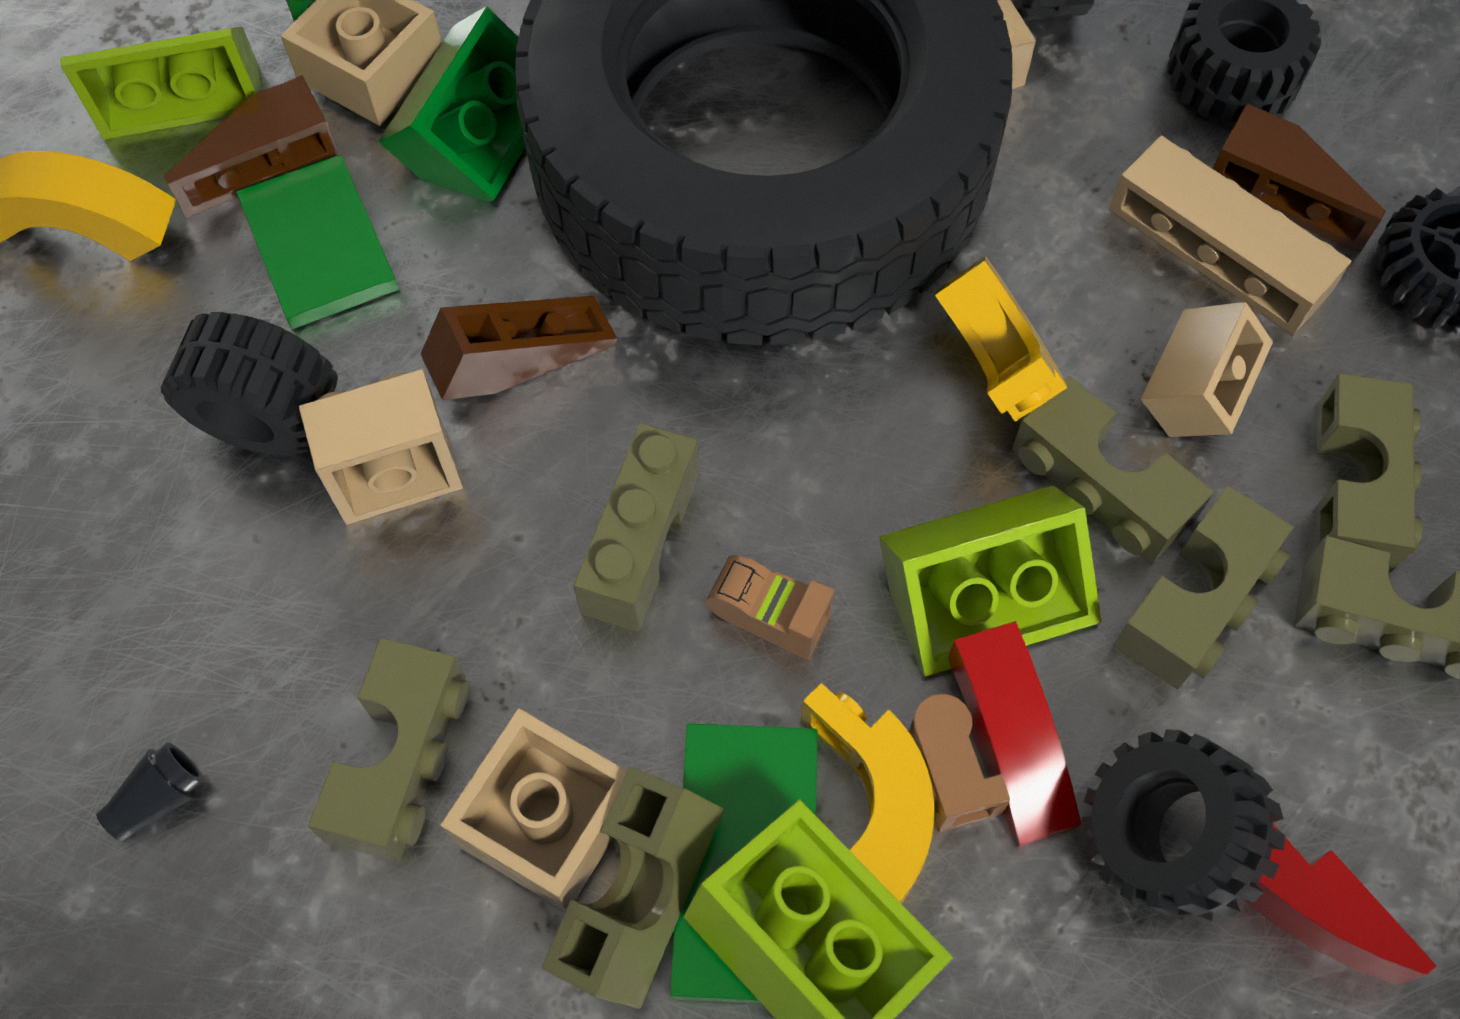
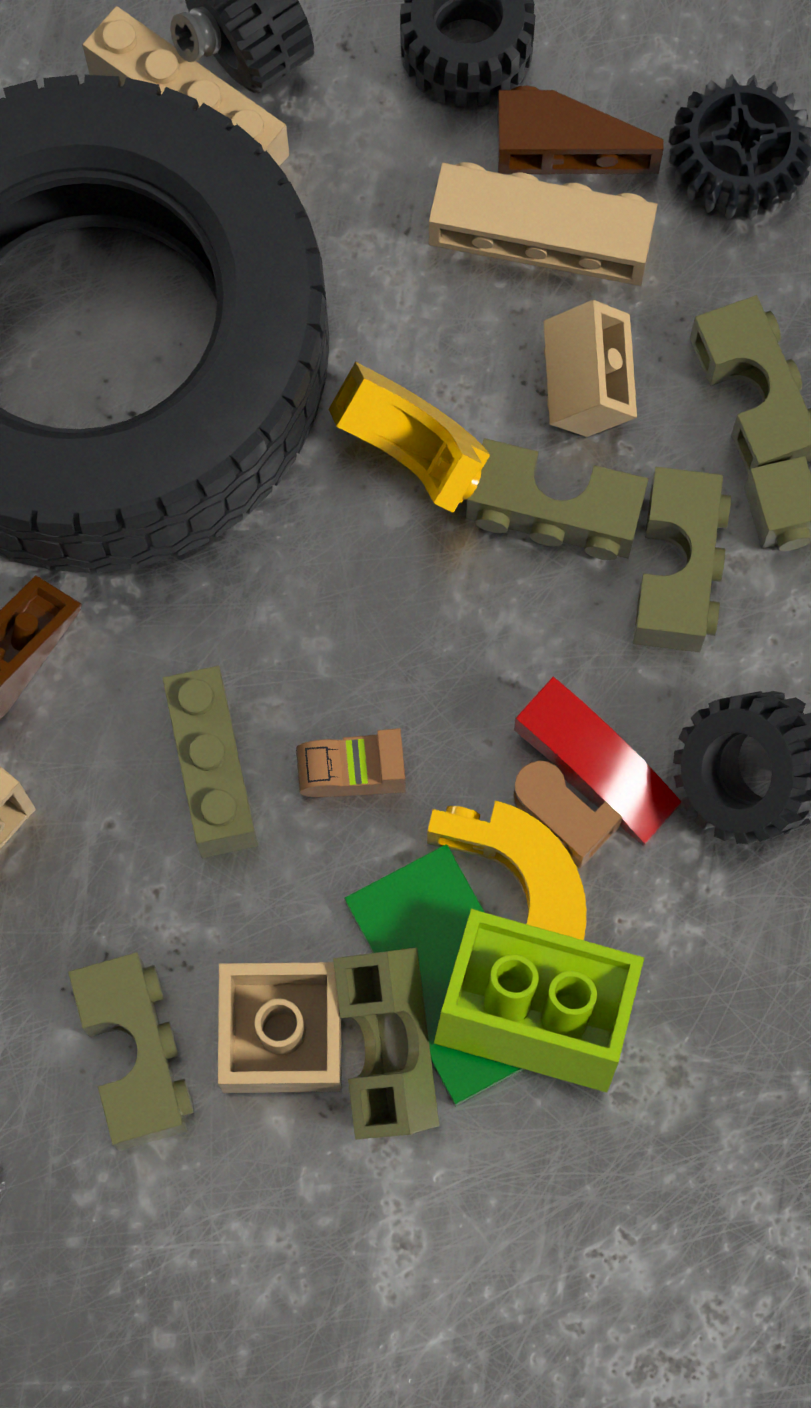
camera: 30 degrees left, 10 degrees up
(993, 567) = (509, 641): lime slope -> none

